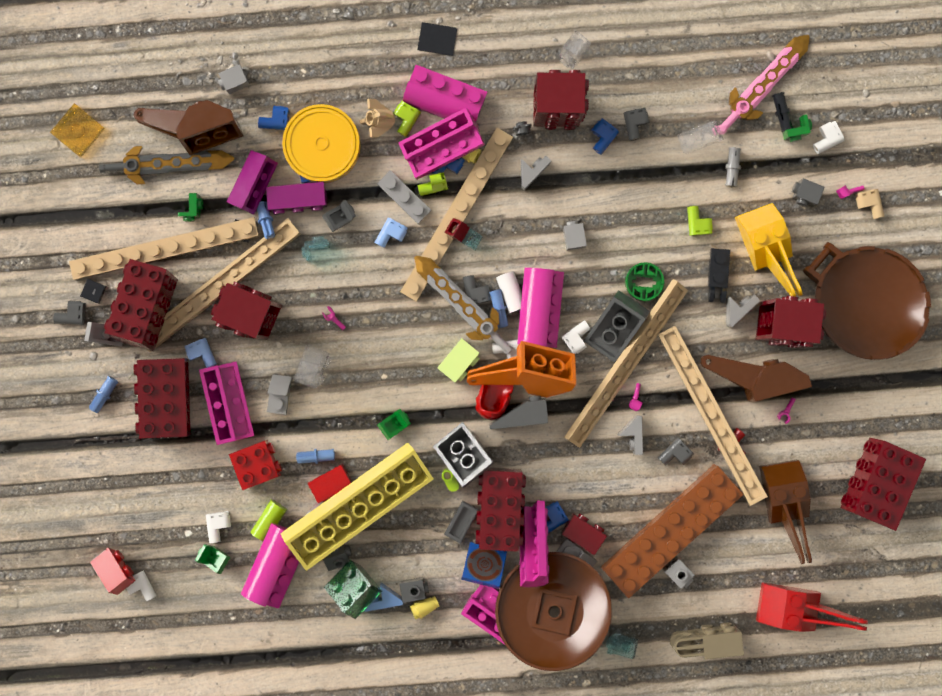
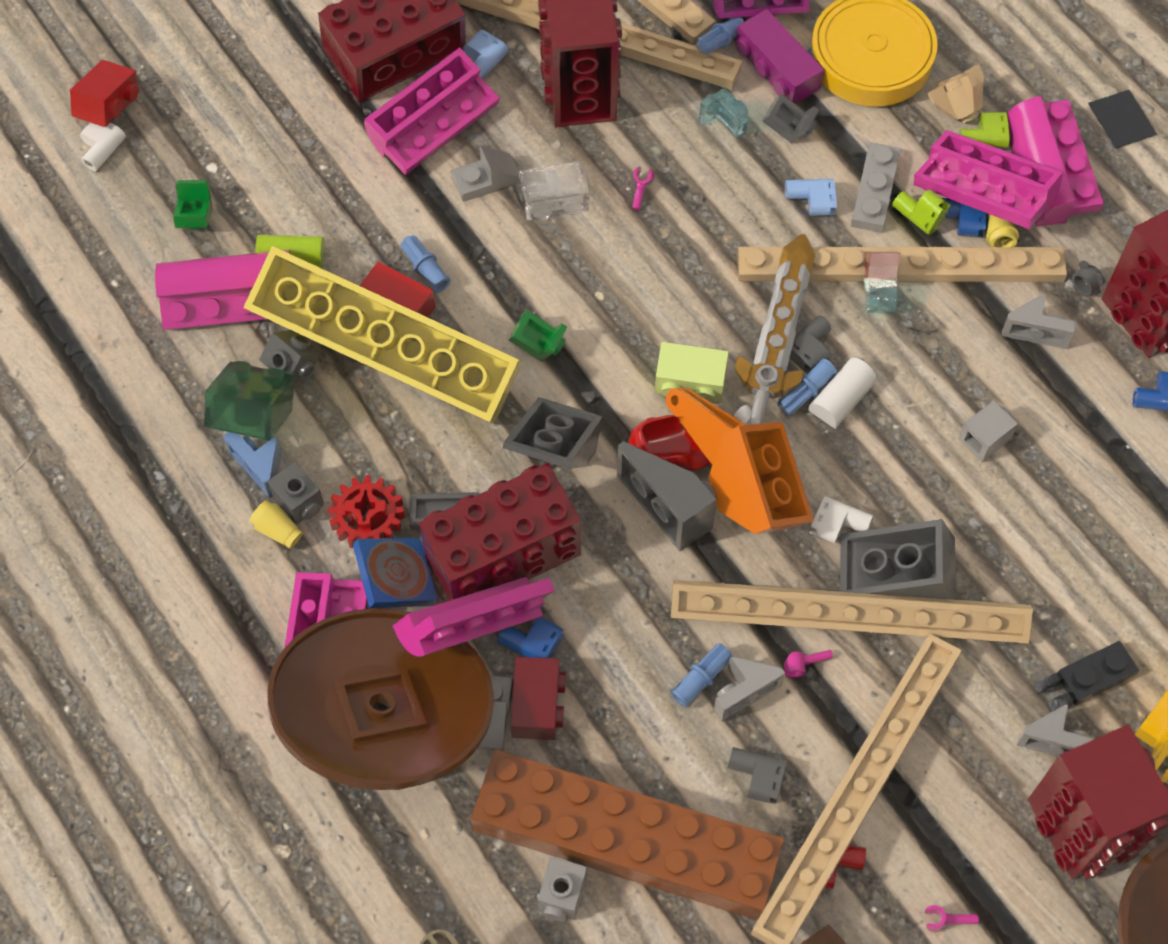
camera: 55 degrees right, 25 degrees down
(215, 522) = (249, 187): white piece -> none
(255, 464) = (364, 188): red brick -> none
(439, 568) = (352, 505): none -> red gear
(450, 481) = (500, 460): lime piece -> none
(540, 306) = (854, 438): dark pink brick -> none
(616, 451) = (701, 675): none -> medium blue axle
(622, 645) = (381, 863): clear light blue bracket -> none
(645, 272) = (1009, 565): green piece -> none
(696, 225) = (1138, 603): lime piece -> none
(762, 381) = (972, 838): reddish brown slope -> none

